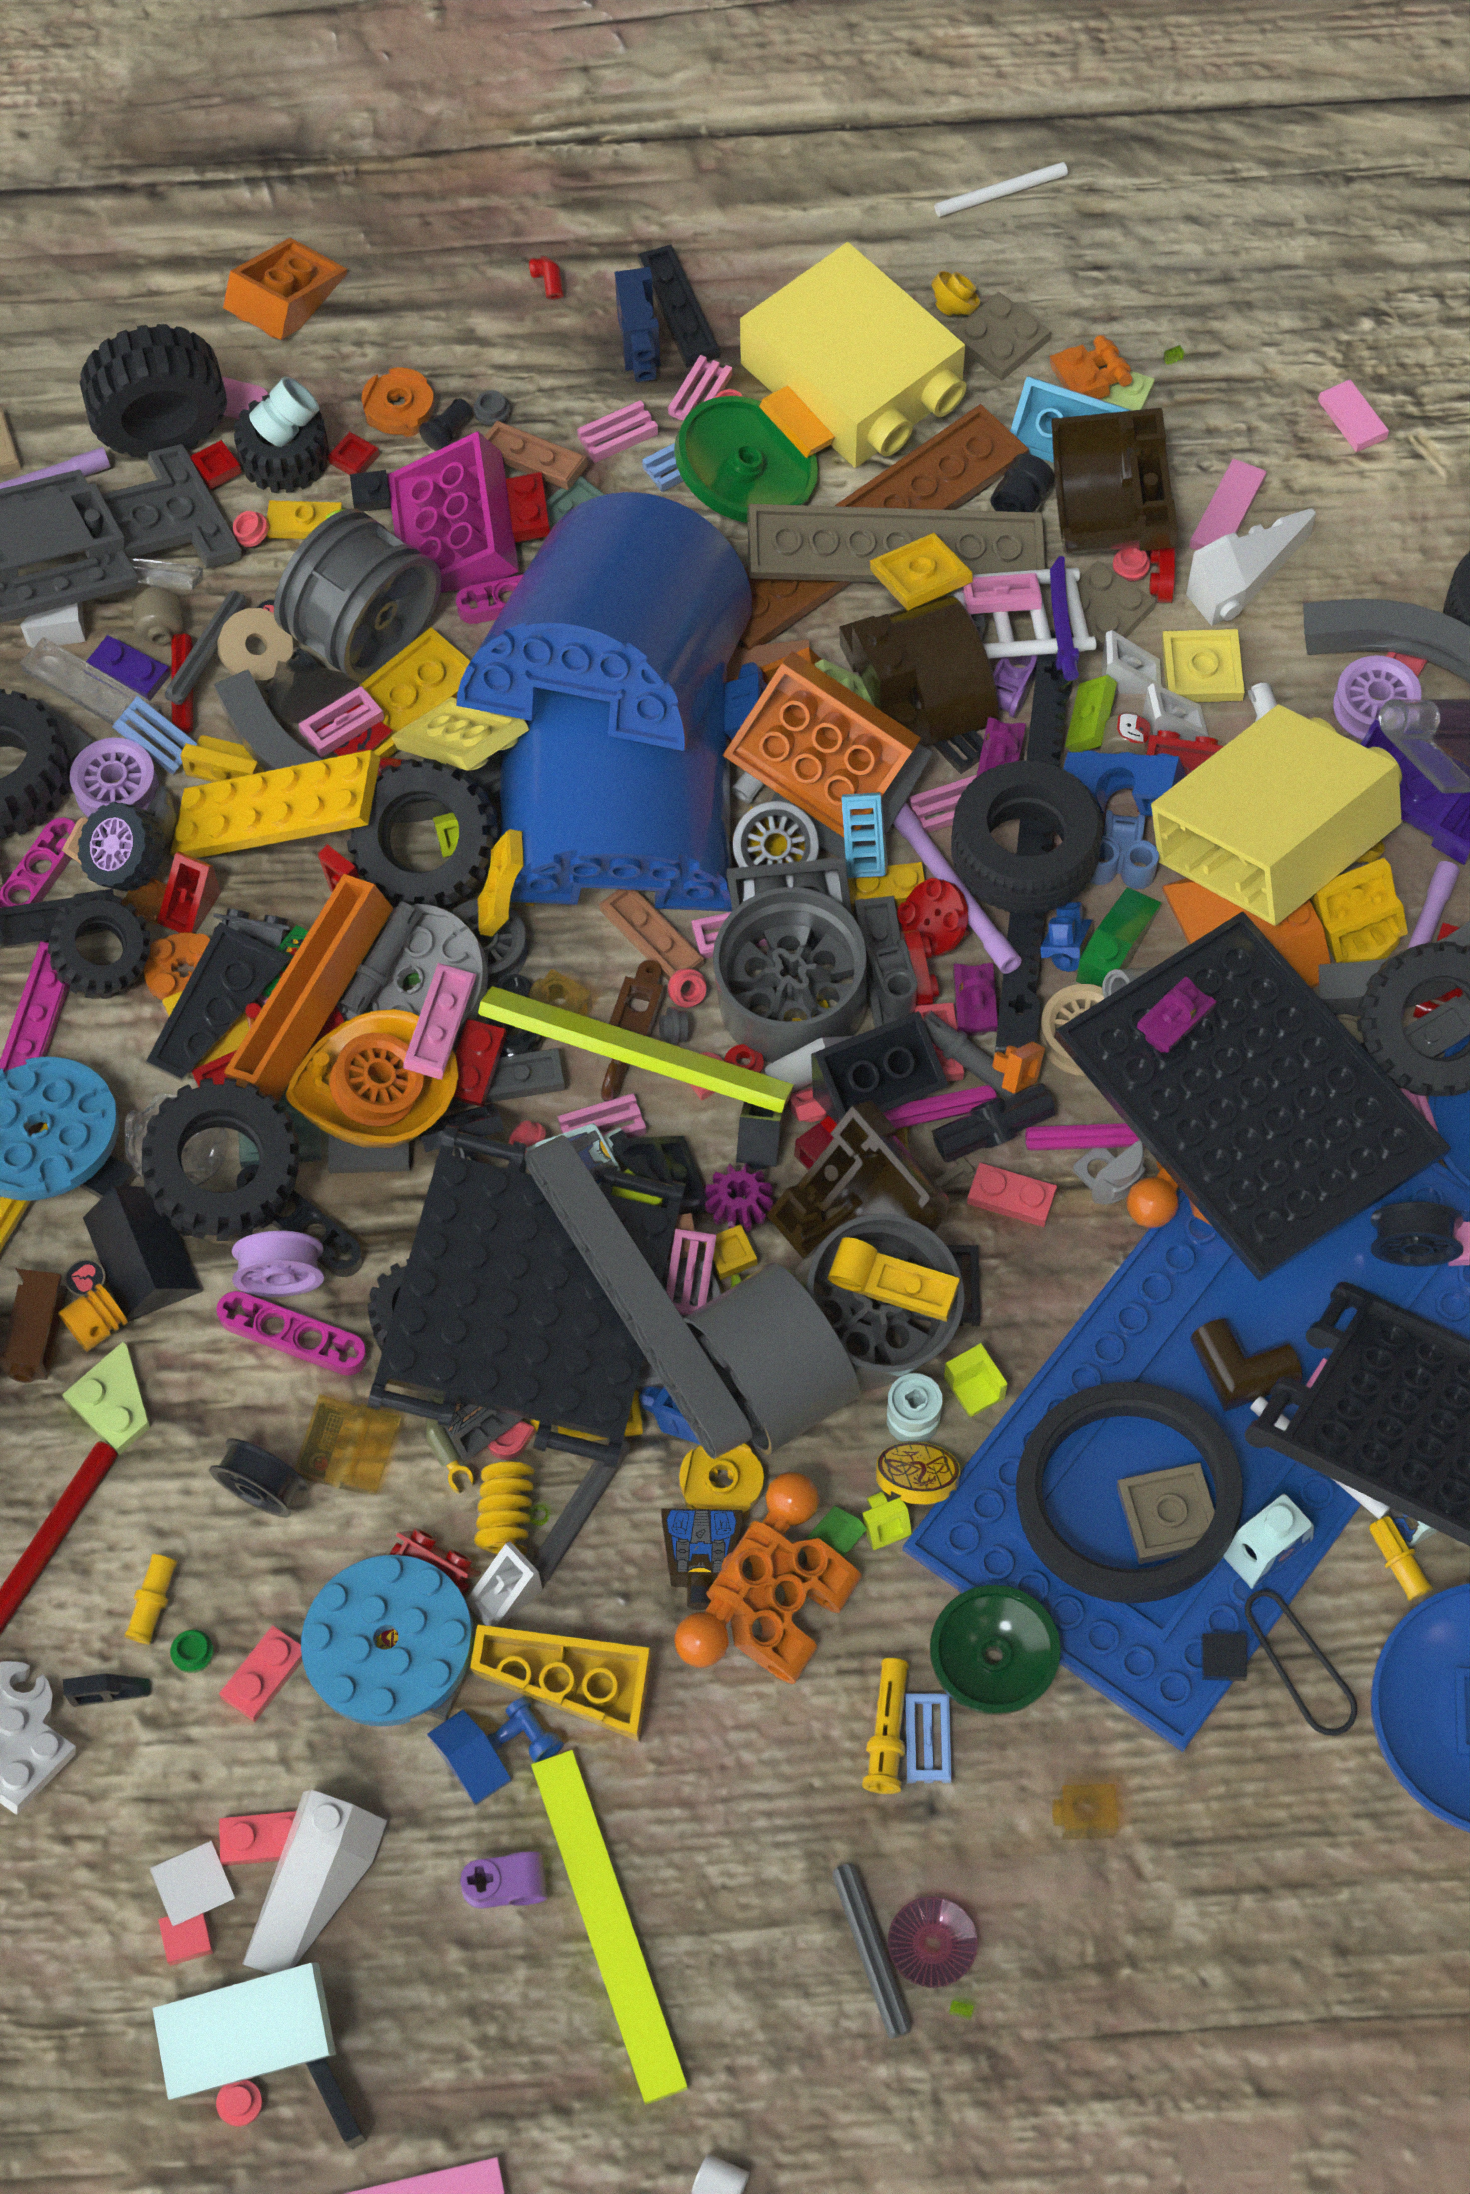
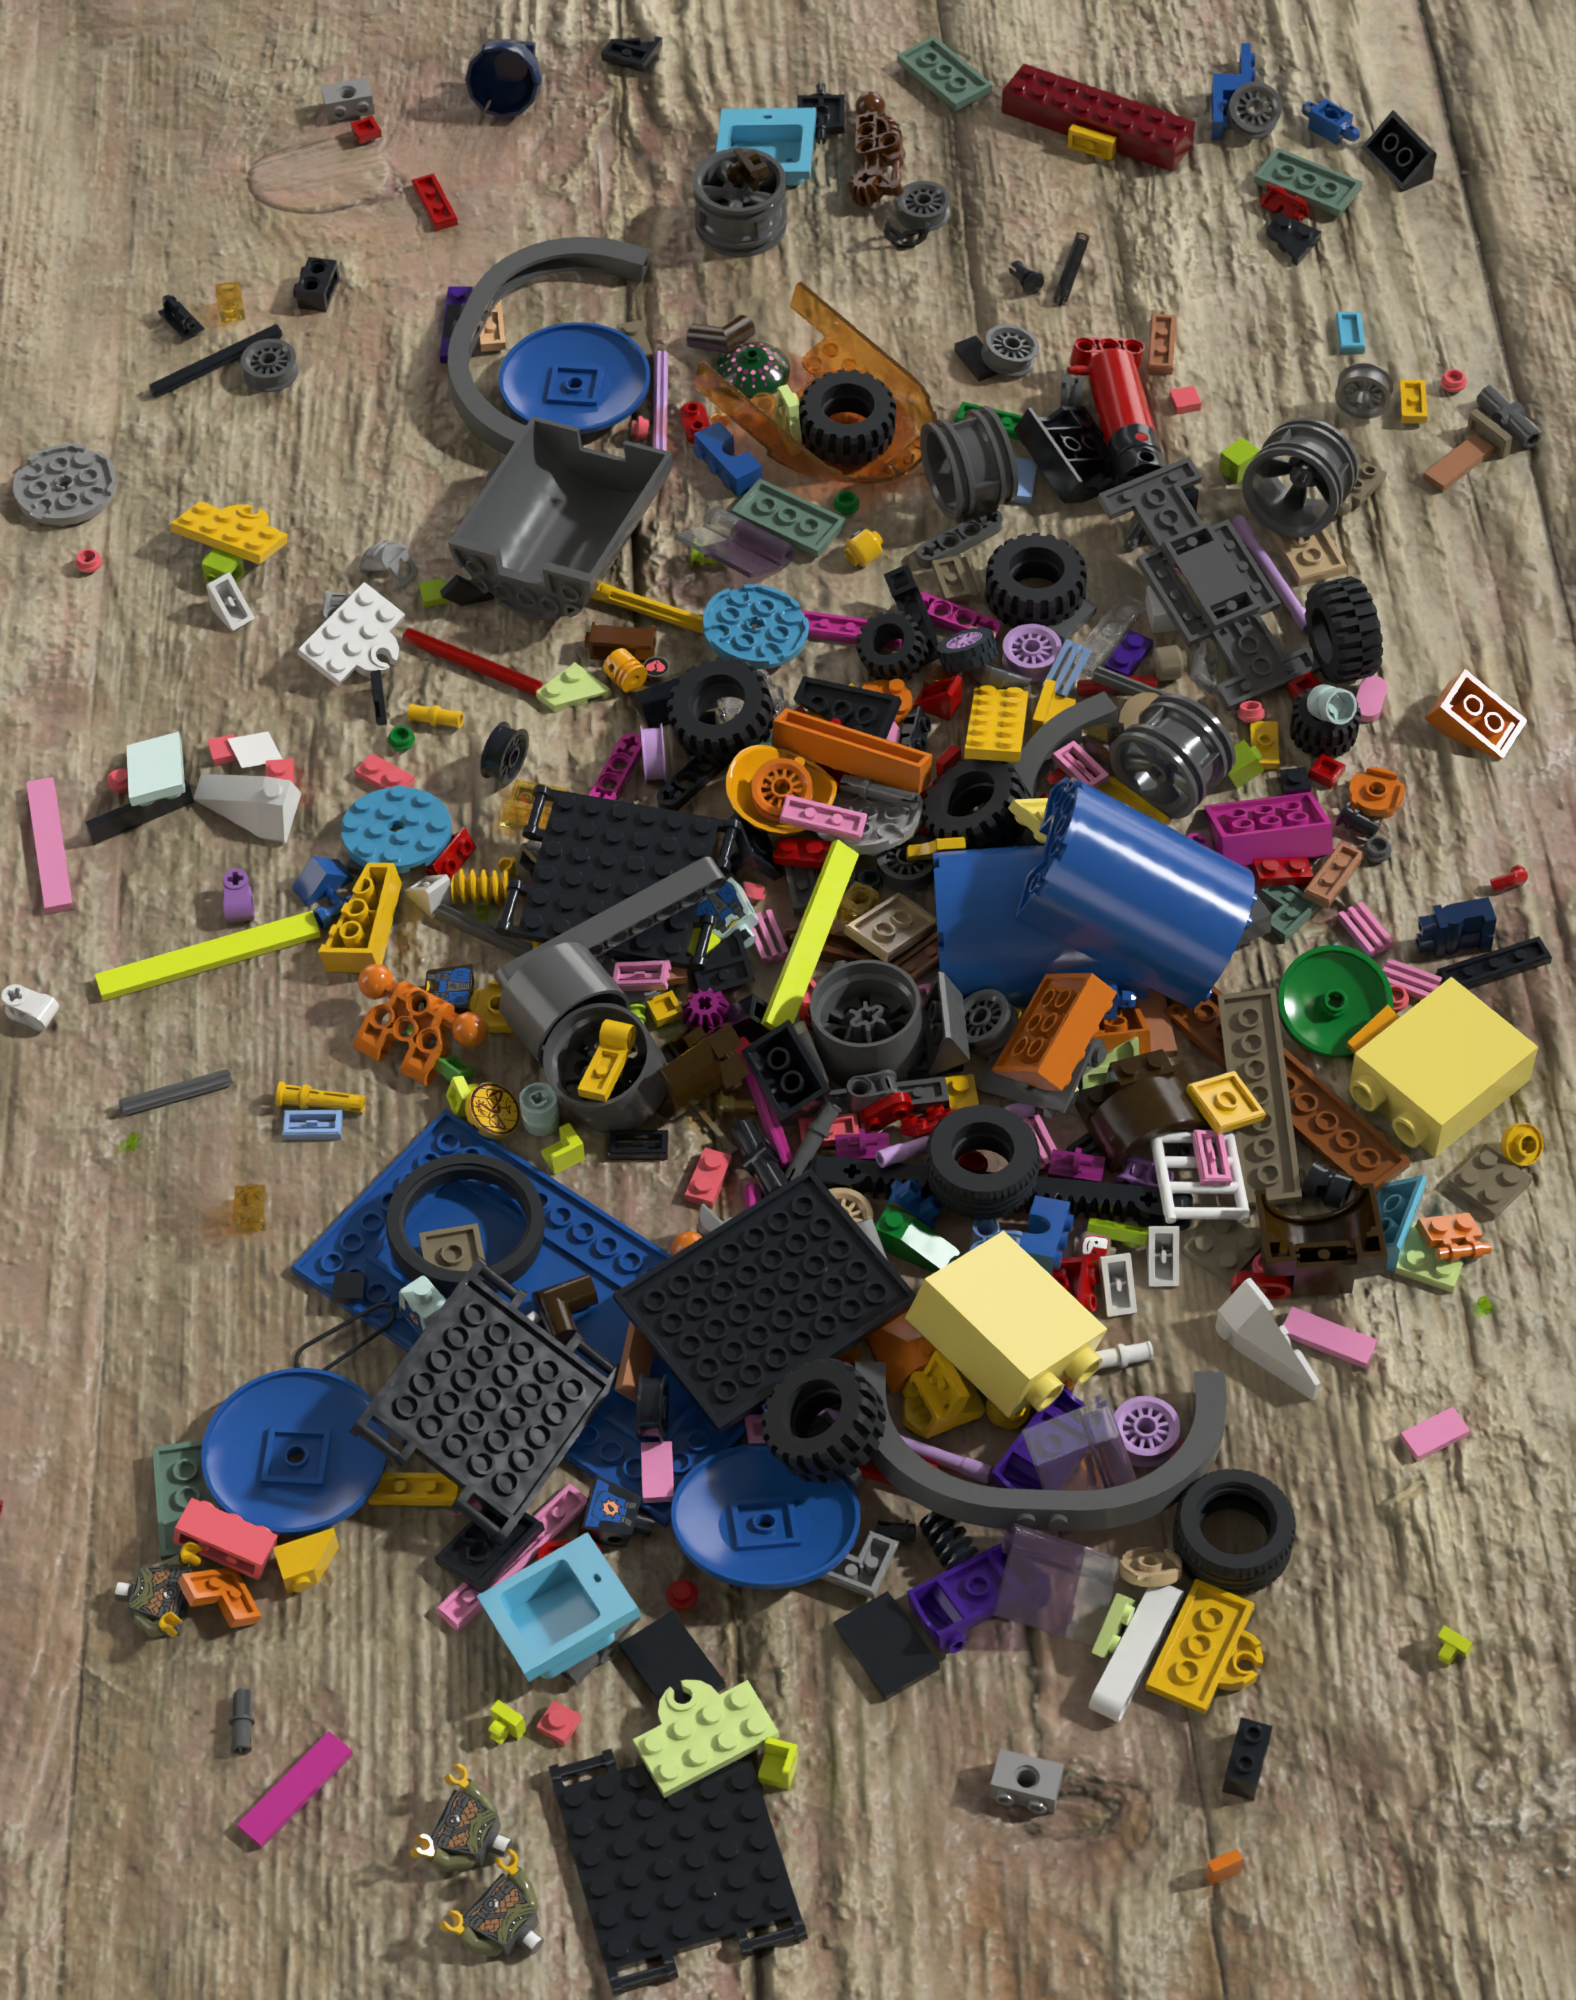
camera: 90 degrees right, 10 degrees down
(603, 959) = (891, 927): none -> tan tile
(864, 866) = (987, 1072): medium azure slope -> none
(938, 1920) = (174, 1111): clear pink dish -> none
(998, 1621) = (359, 1139): dark green dish -> none
(1019, 1065) = (796, 1165): orange tile -> none
(1067, 655) = (1150, 1194): dark purple sword -> none
(1175, 1015) = (815, 1234): magenta hips -> none
(1203, 664) = (1169, 1310): light yellow plate -> none
(1336, 1269) = (636, 1359): none -> nougat tile

